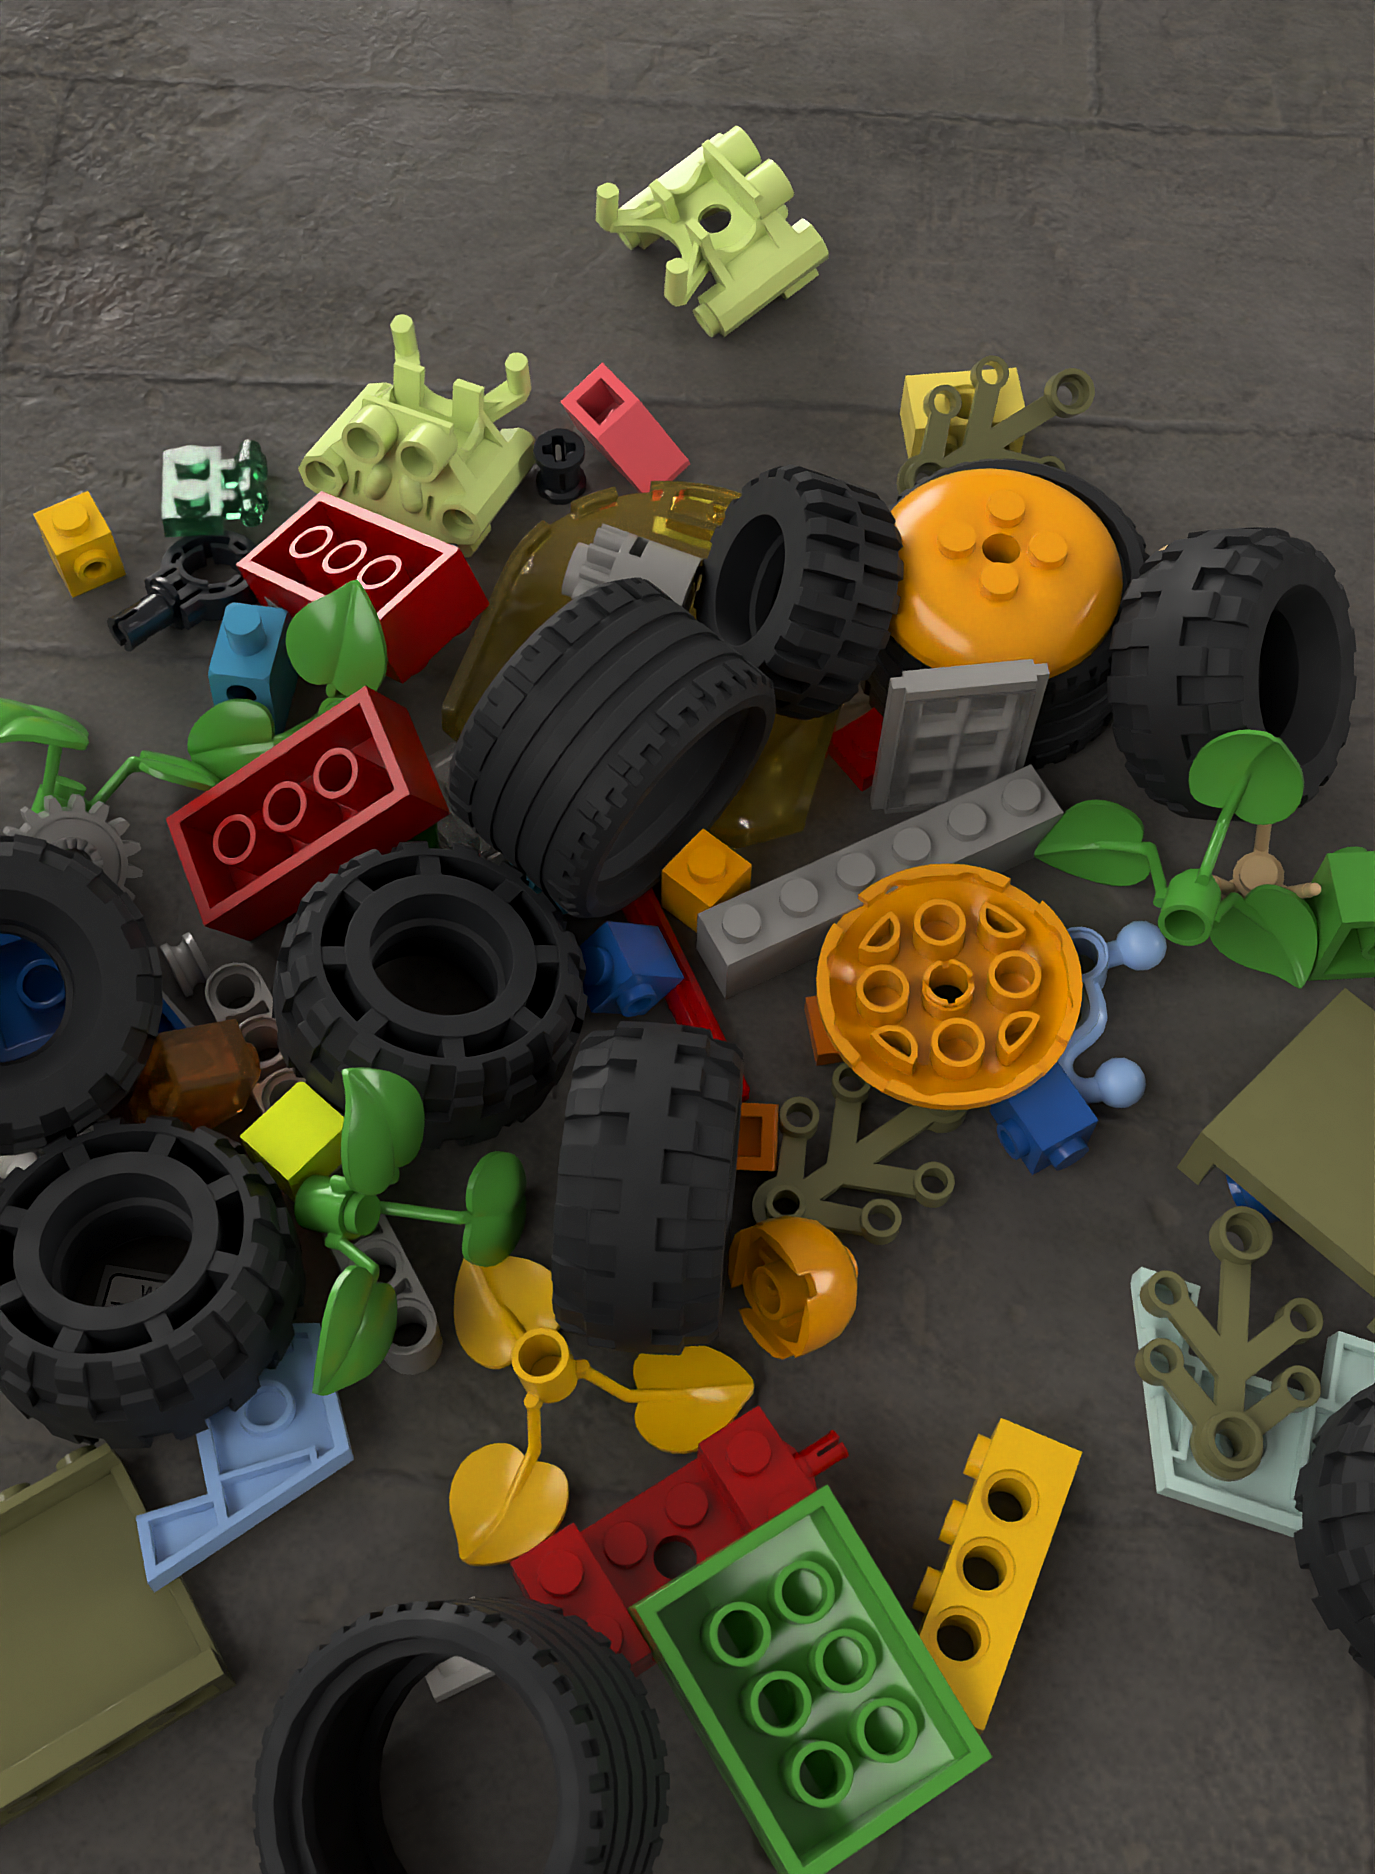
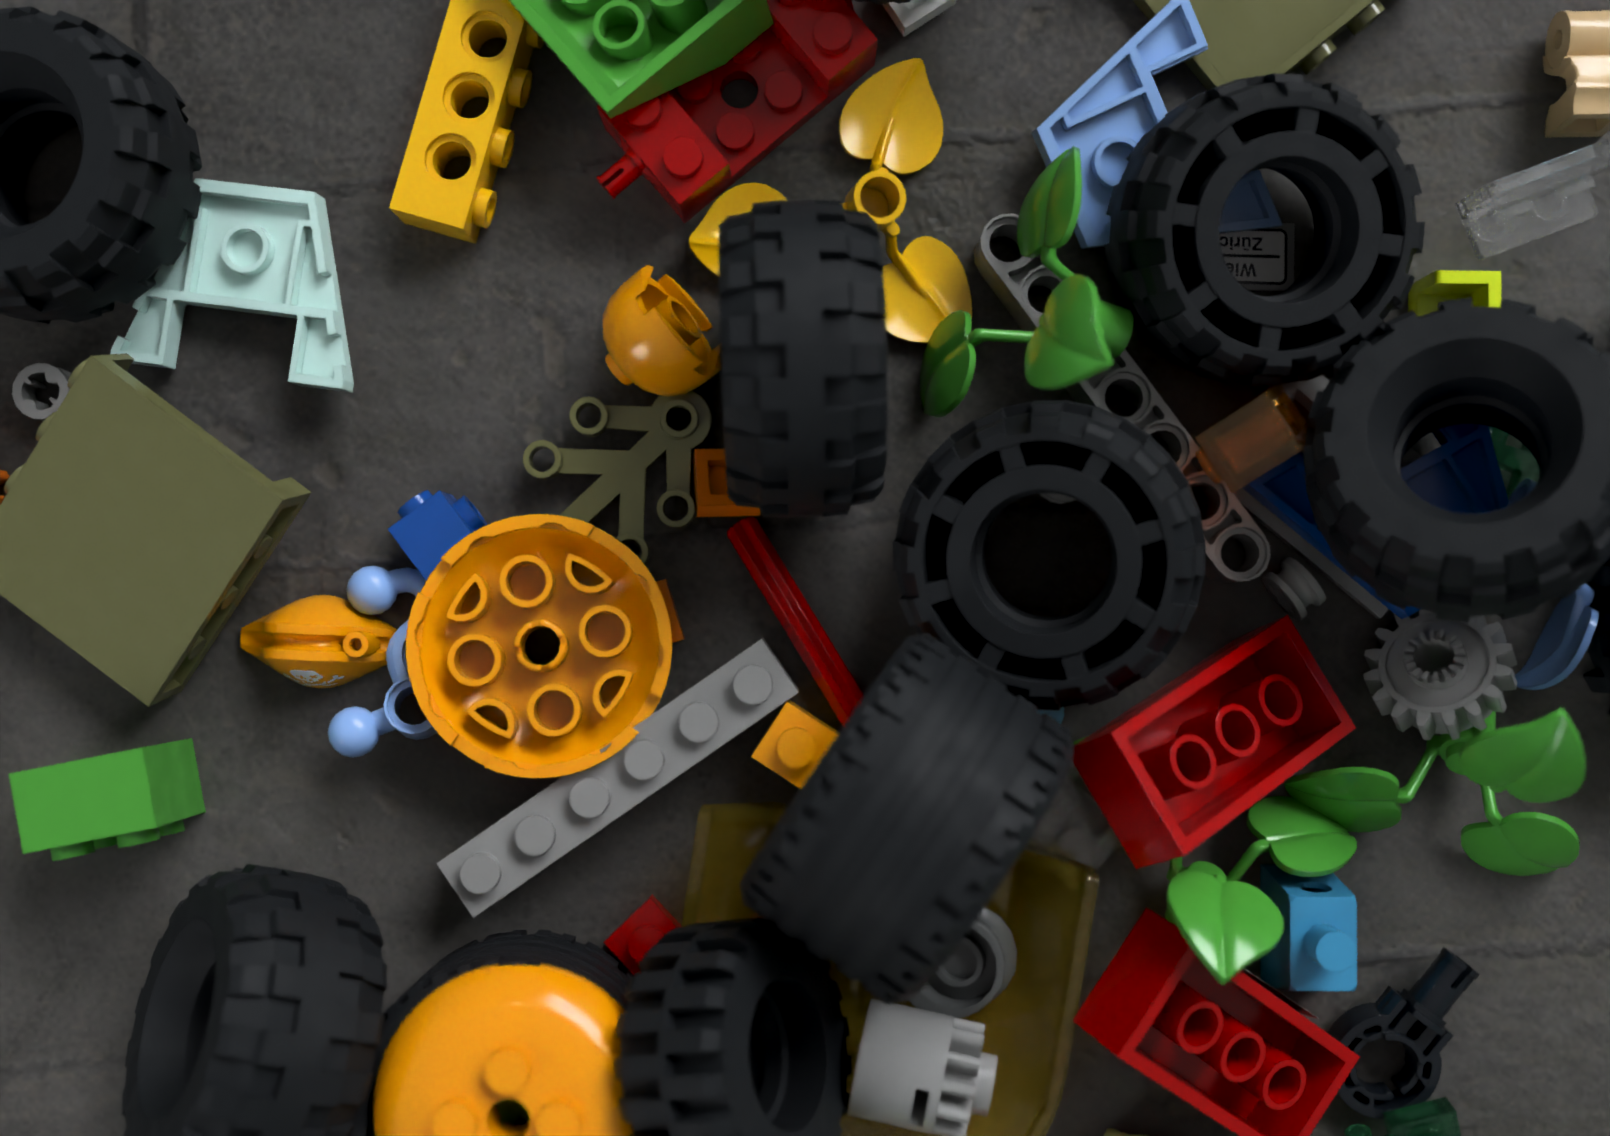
camera: 170 degrees right, 25 degrees up
(80, 544) = (1536, 1073): yellow brick -> none
(296, 1138) = (1145, 381): neon yellow panel -> none
(628, 968) = (860, 632): blue brick -> none
(954, 731) = (546, 922): clear piece -> none
(1178, 1045) = (319, 641): none -> light orange hat
(1229, 1353) = (256, 314): olive plant -> none
(1245, 776) = (295, 755): bright green plant -> none
(1261, 869) = (237, 831): tan plant -> none

